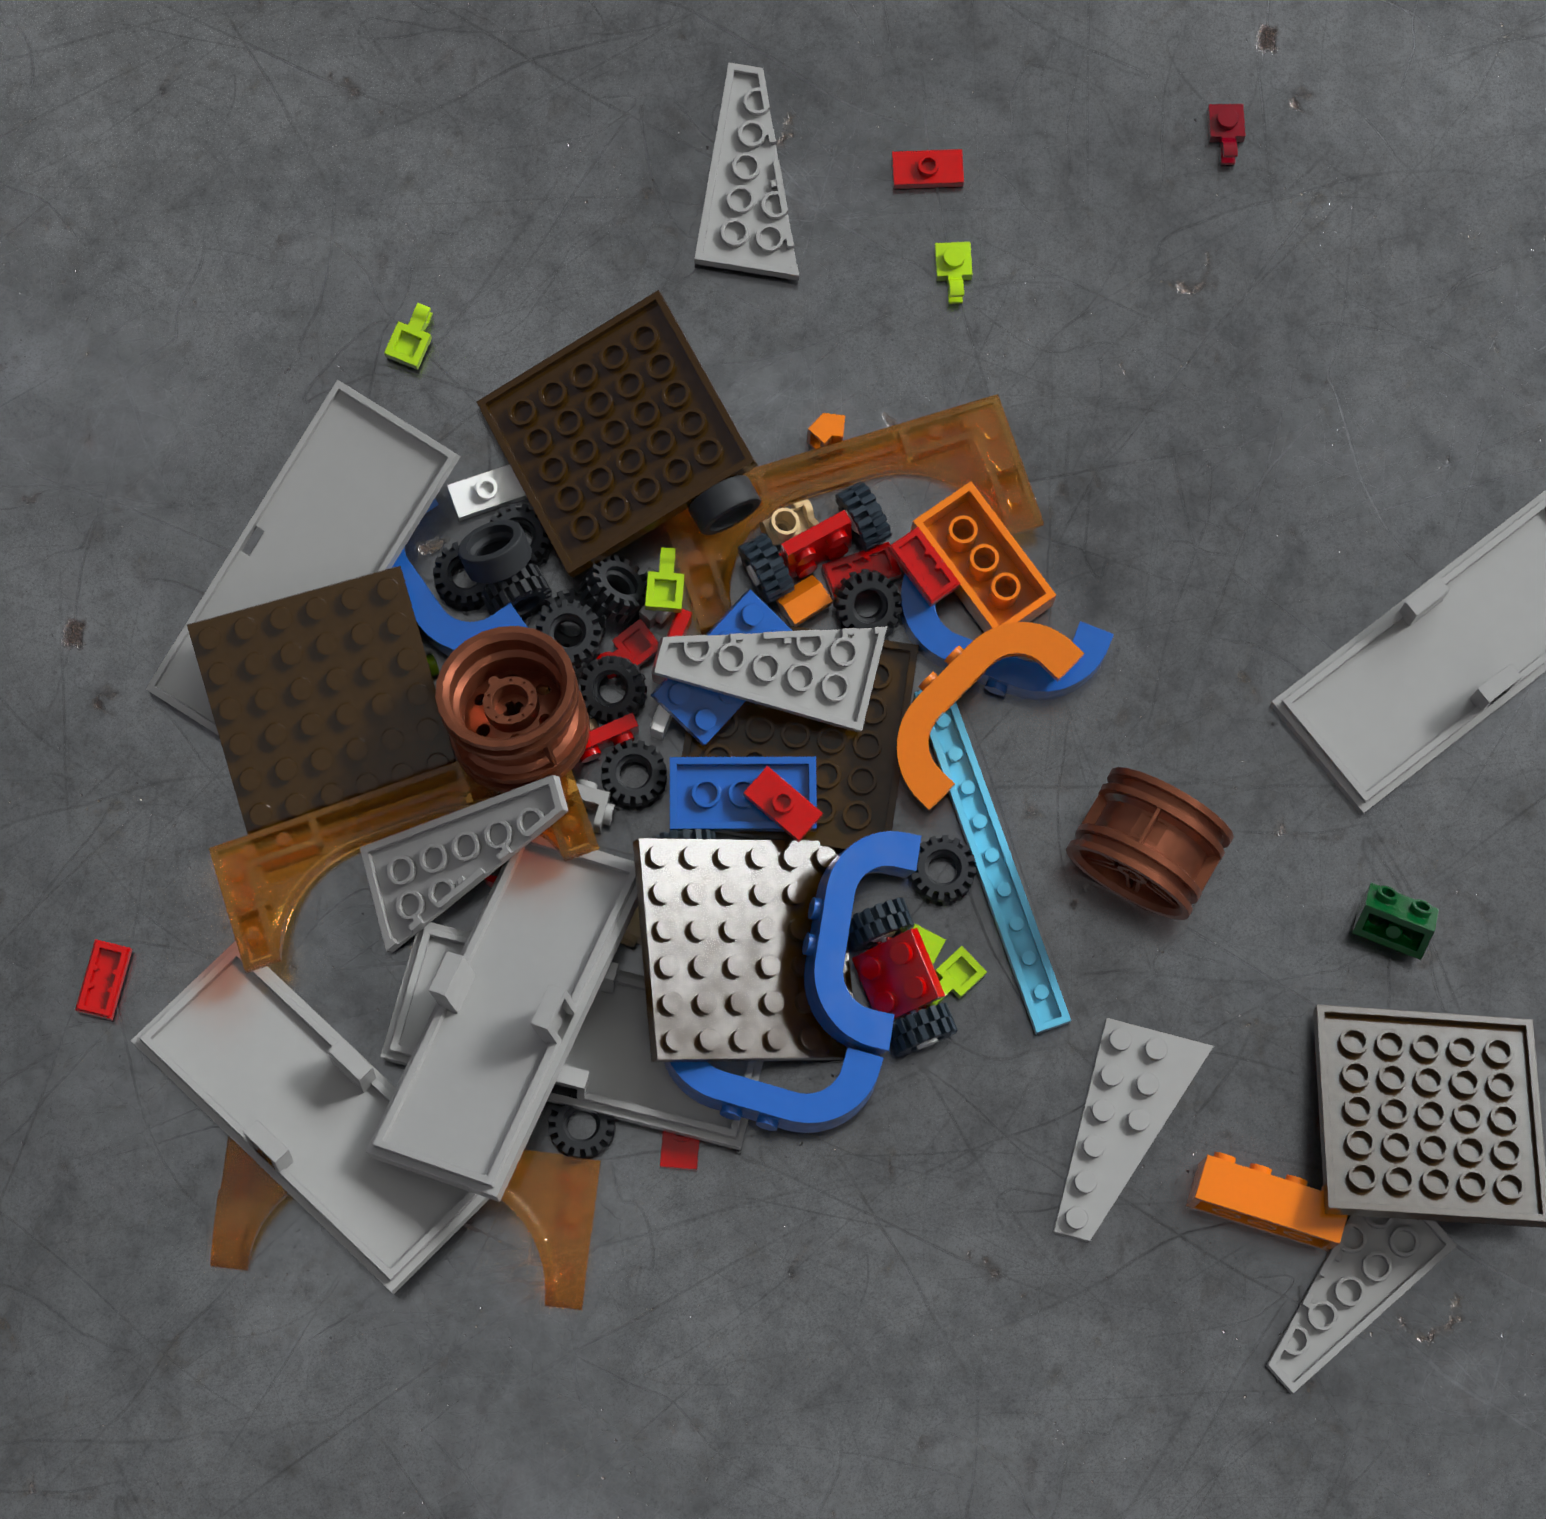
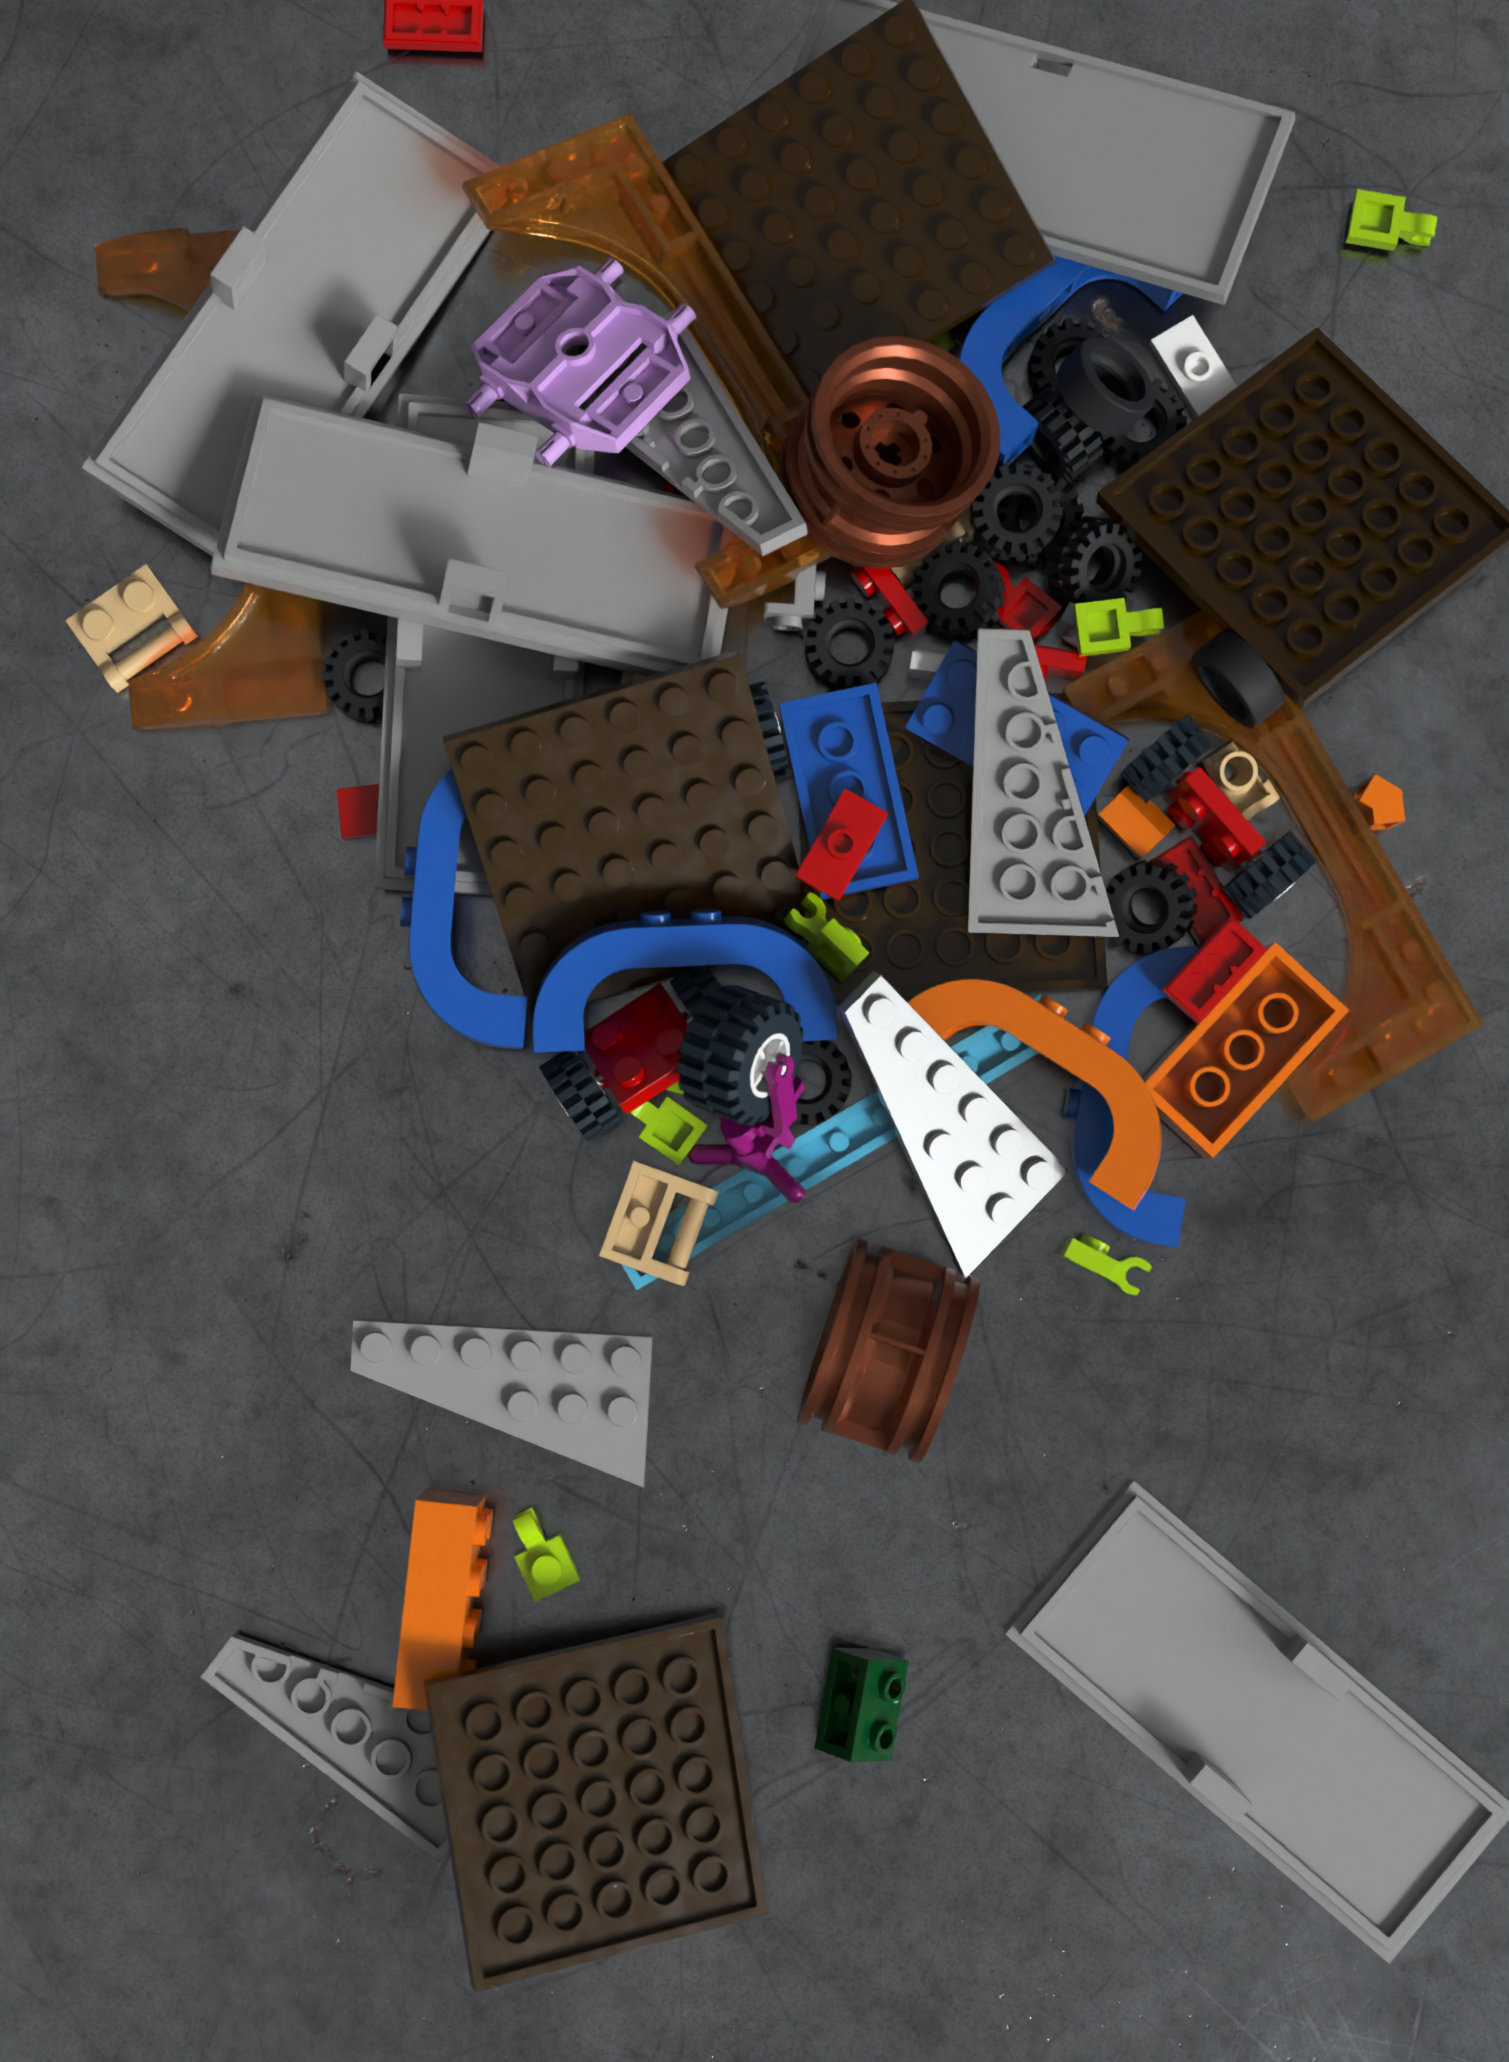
camera: 80 degrees right, 10 degrees up
(375, 958) = (528, 367): none -> lavender piece
(495, 1299) = (122, 616): none -> tan plate
(850, 827) = (829, 942): none -> lime plate
(940, 900) = (743, 1067): none -> piece
(1002, 769) = (958, 1136): none -> wing
(1020, 1002) = (641, 1219): none -> tan plate
(1107, 696) = (1092, 1255): none -> lime plate
(1253, 1127) = (544, 1561): none -> lime plate

